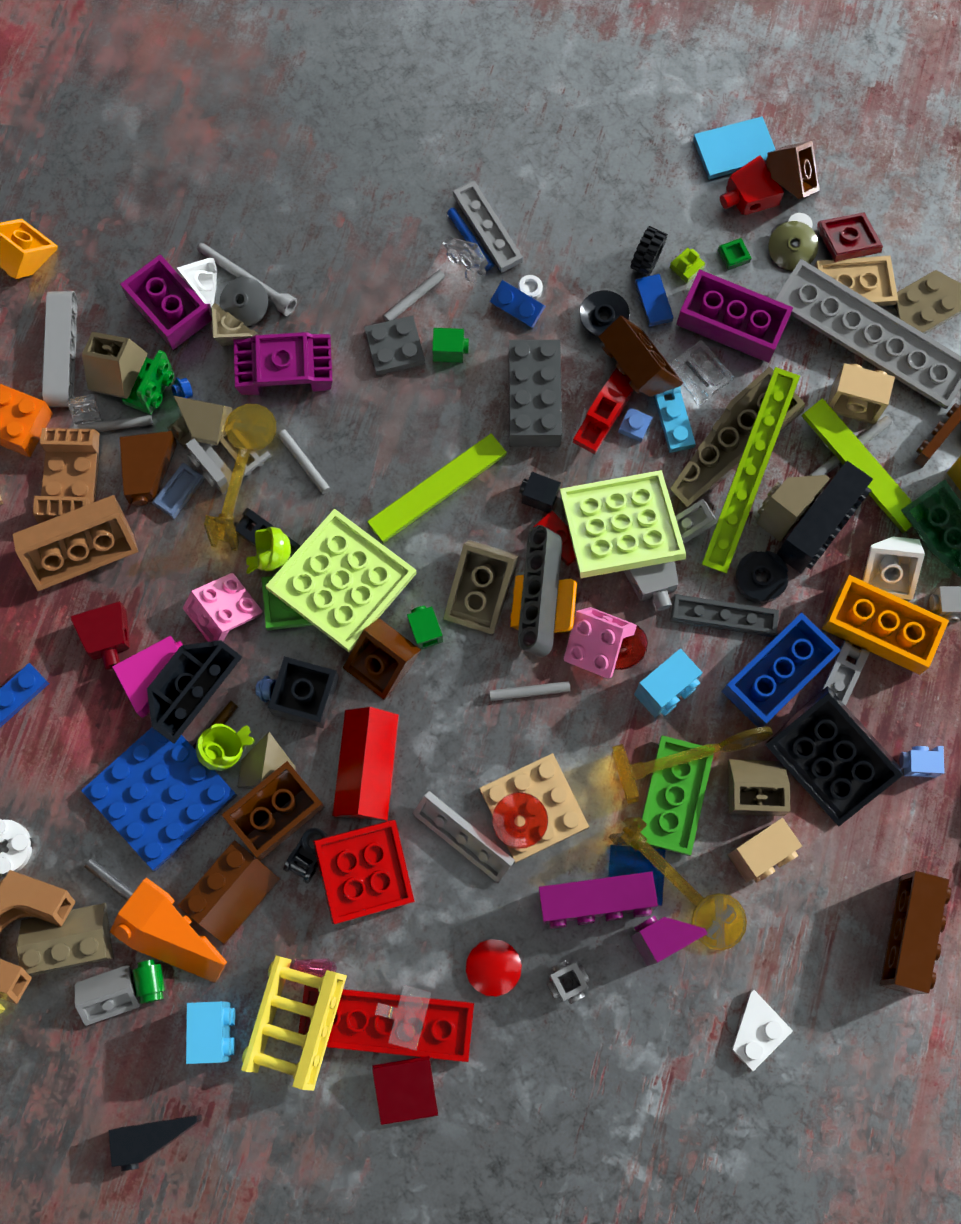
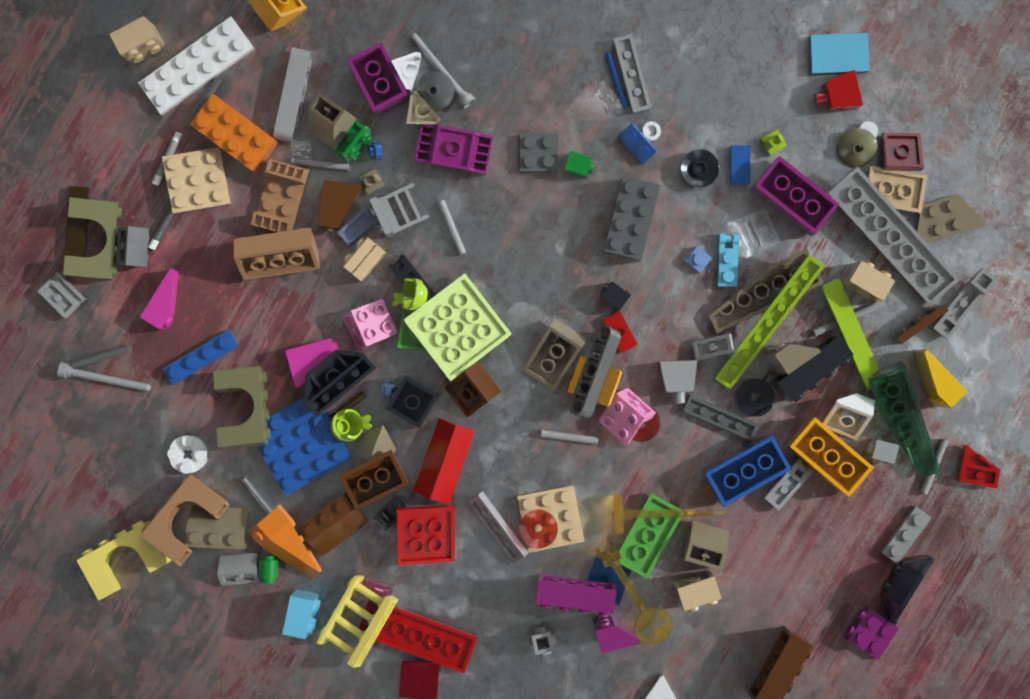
camera: 20 degrees right, 15 degrees up
(89, 784) = (254, 430): none -> olive arch
(103, 632) = (283, 322): dark red torso -> none
(140, 1142) = (244, 668): black slope -> none
(190, 532) = (364, 258): none -> tan brick
(204, 419) = (387, 179): dark tan slope -> none
(248, 429) = (419, 195): clear yellow piece -> none
(407, 1017) = (431, 637): clear plate -> none
(414, 296) = (563, 116): light grey bar -> none
(424, 627) = (507, 374): green brick -> none
(437, 488) = (542, 272): lime tile -> none
(493, 967) = (496, 617): red dish -> none
(604, 412) = (681, 244): red slope -> none
(622, 524) = (666, 336): yellowish green plate -> none
(638, 358) = (714, 213): reddish brown slope -> none
(648, 250) = (746, 128): black tyre -> none
(667, 683) = (665, 461): medium azure brick -> none
(734, 254) = (811, 142): green tile -> none
(794, 168) = (877, 87): reddish brown slope -> none
(834, 756) = (765, 538): black slope -> none
(922, 762) = (824, 556): light blue brick -> none

